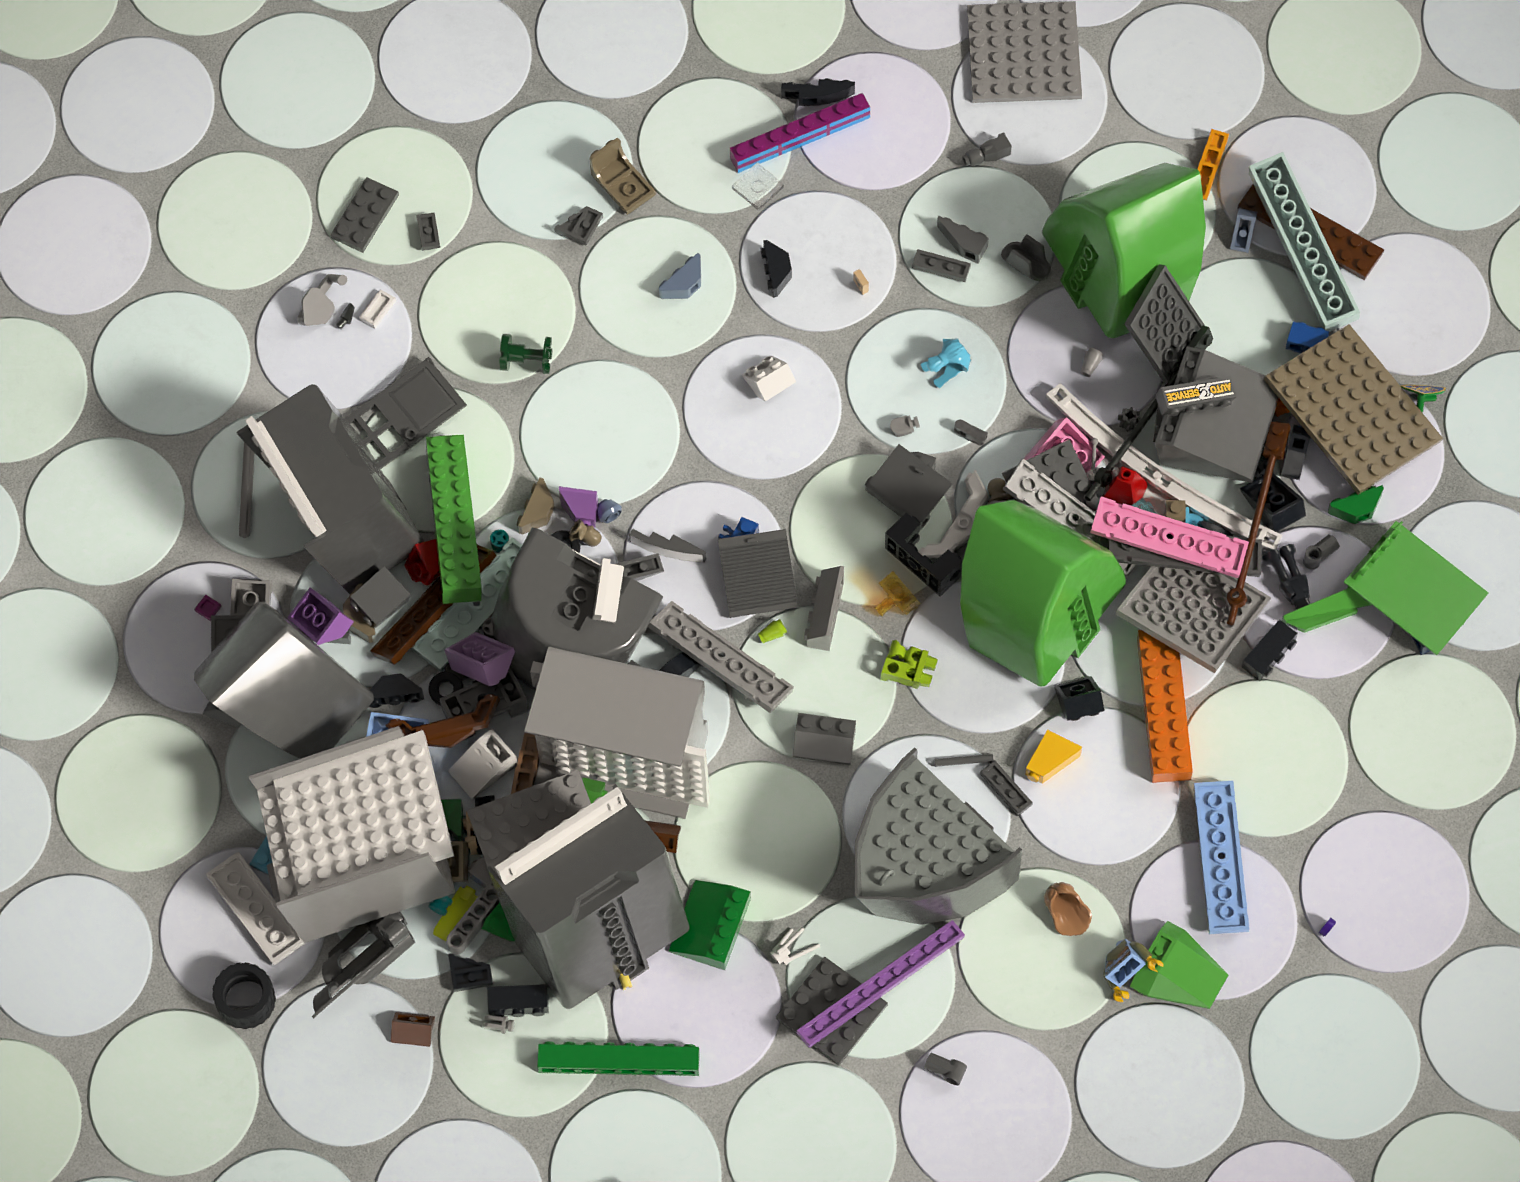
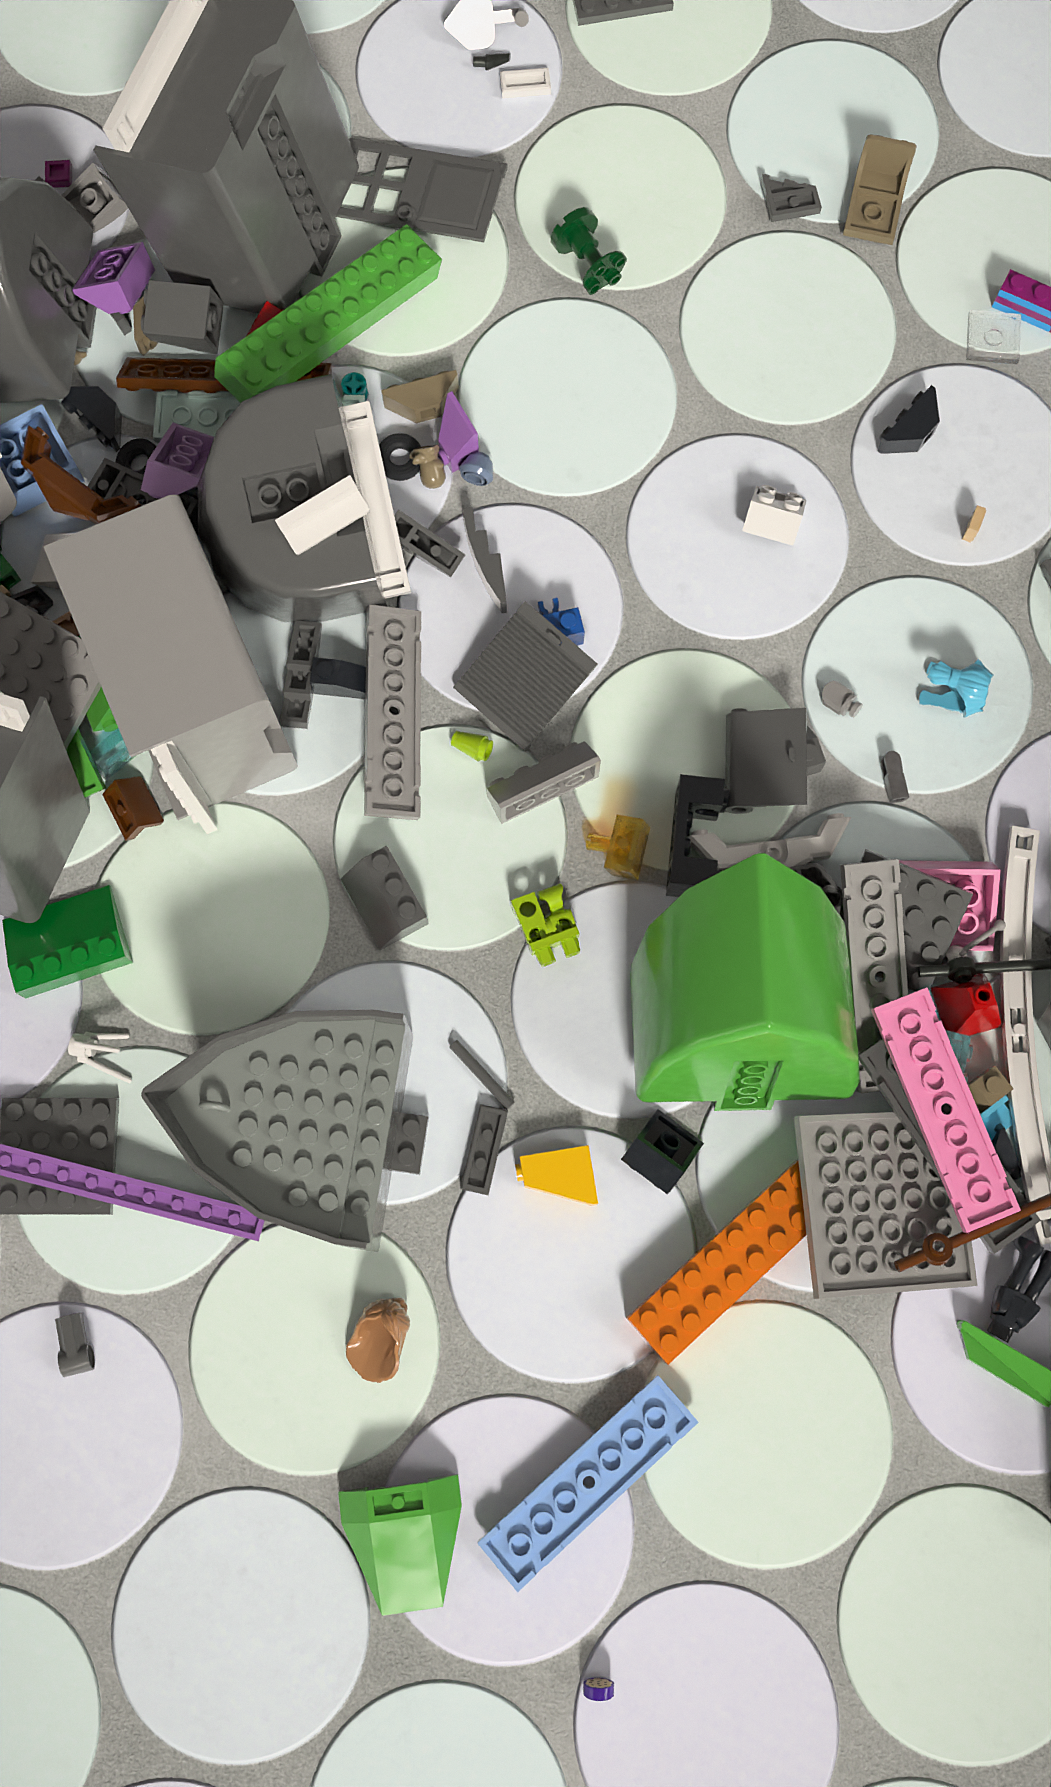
camera: 50 degrees right, 10 degrees up
(428, 231) = (653, 63): dark grey plate -> none
(684, 280) = (815, 345): sand blue slope -> none
(996, 491) = (845, 855): dark tan animal -> none
(1124, 962) = (356, 1469): torso -> none
(1270, 650) = (907, 1338): black brick -> none

